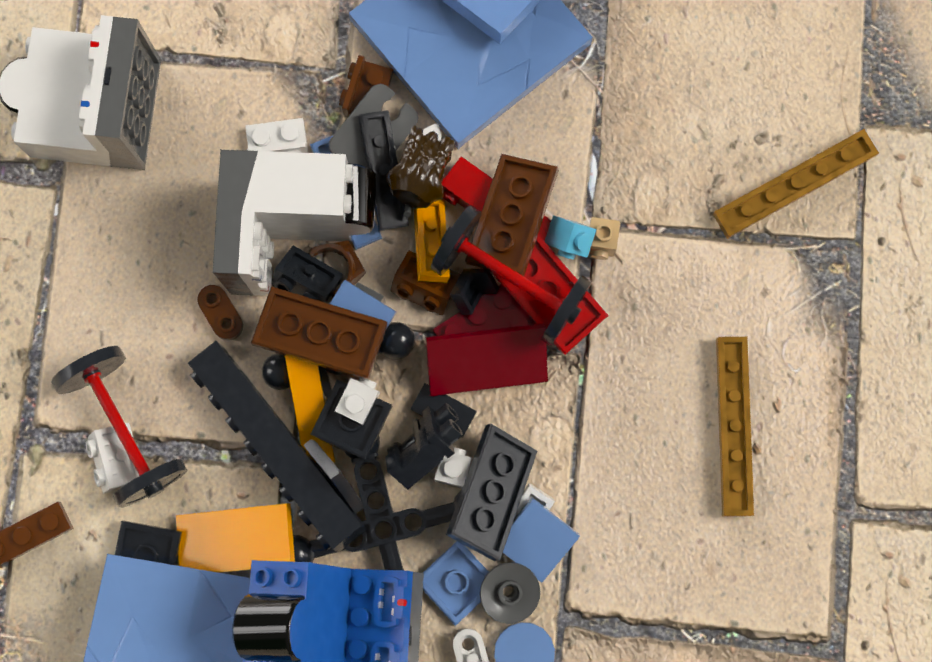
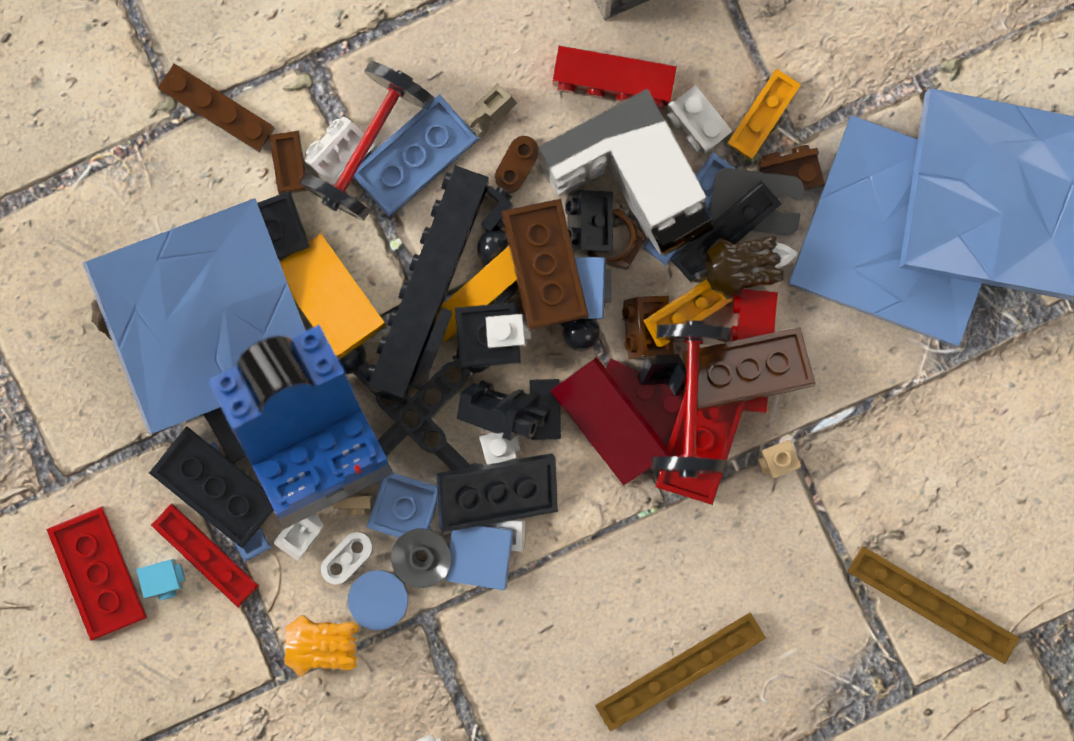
camera: 65 degrees right, 5 degrees up
(96, 507) = (288, 161): none -> reddish brown tile
(158, 303) = (491, 107): none -> dark tan plate
(159, 395) = (414, 156): none -> medium blue tile
(190, 191) = (612, 75): none -> red brick
(255, 355) = (494, 219): none -> black bracket
(304, 84) = (763, 114): none -> light orange plate
(430, 624) = (355, 505): none -> tan bracket
(570, 237) = (760, 430): medium azure brick -> none

